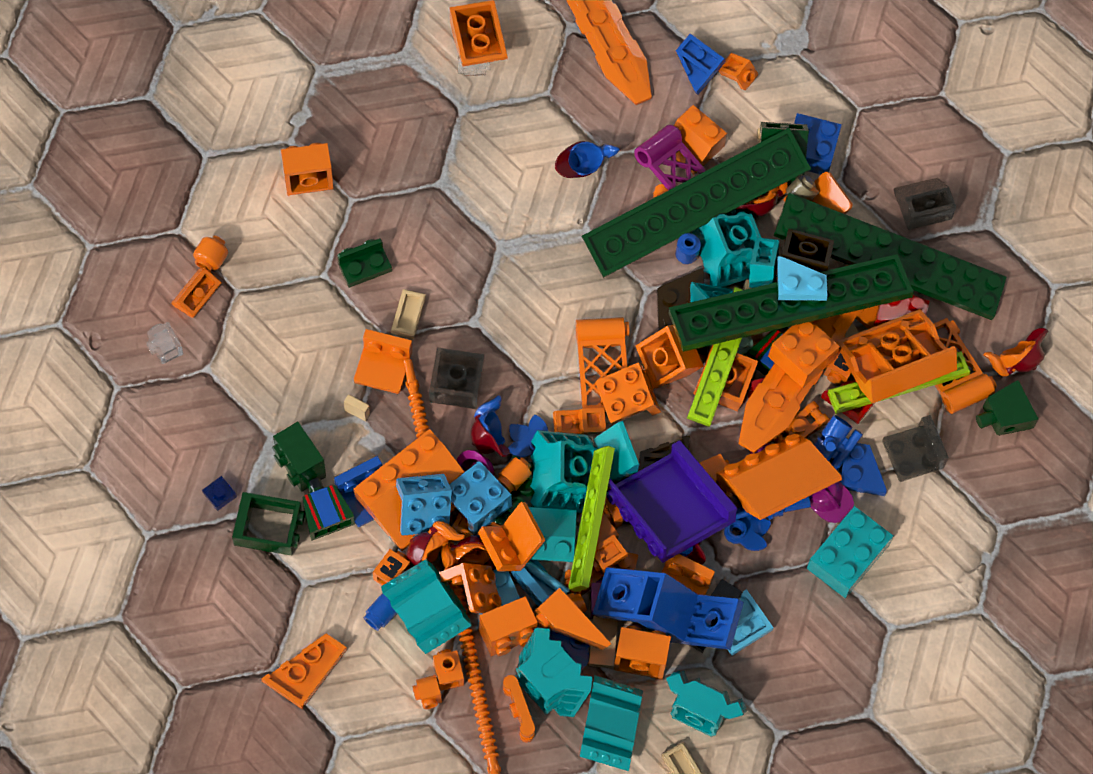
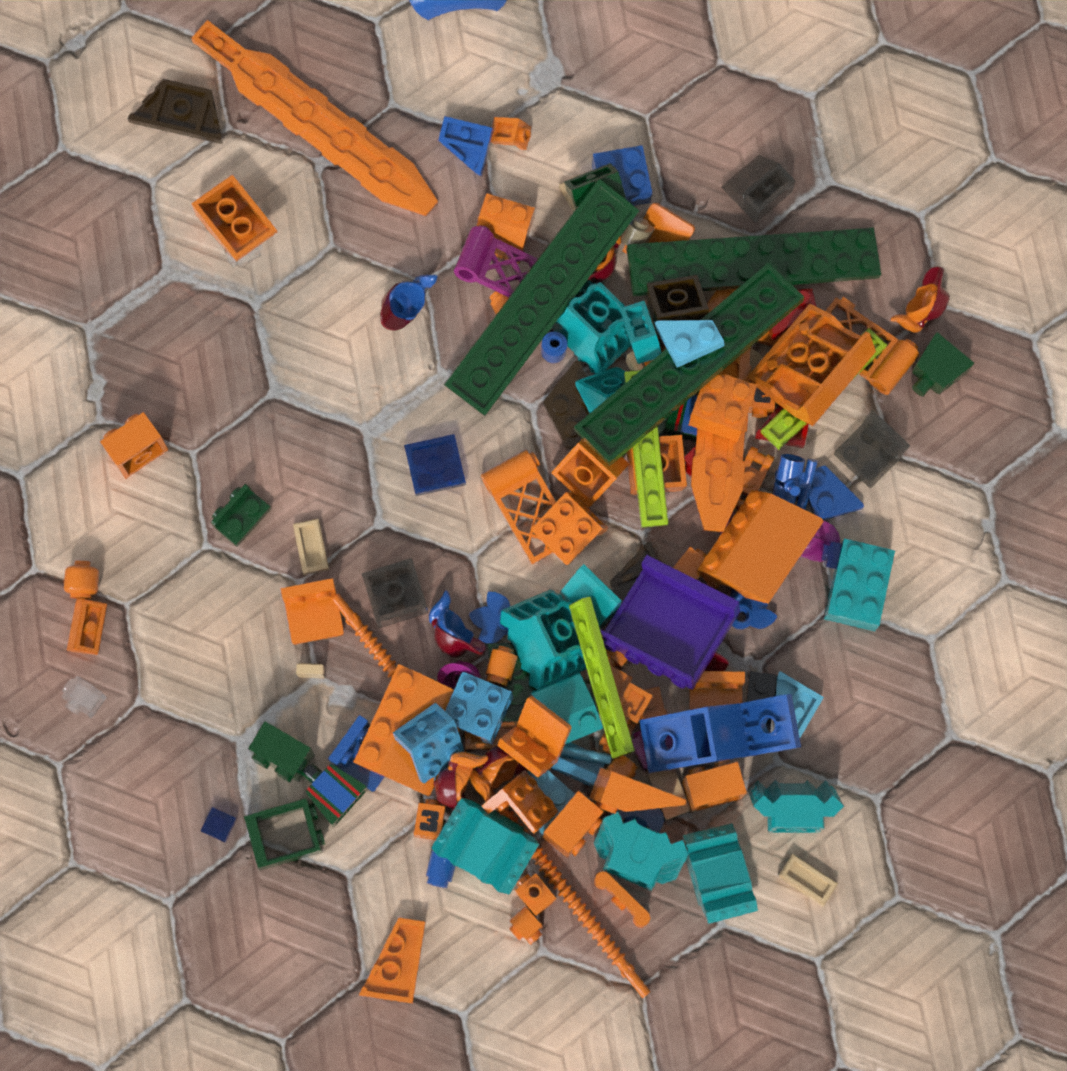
camera: 25 degrees left, 10 degrees up
(542, 296) = (435, 465): none -> clear blue plate
(580, 421) = (535, 577): orange slope -> none
(837, 515) = (831, 553): none -> clear blue plate

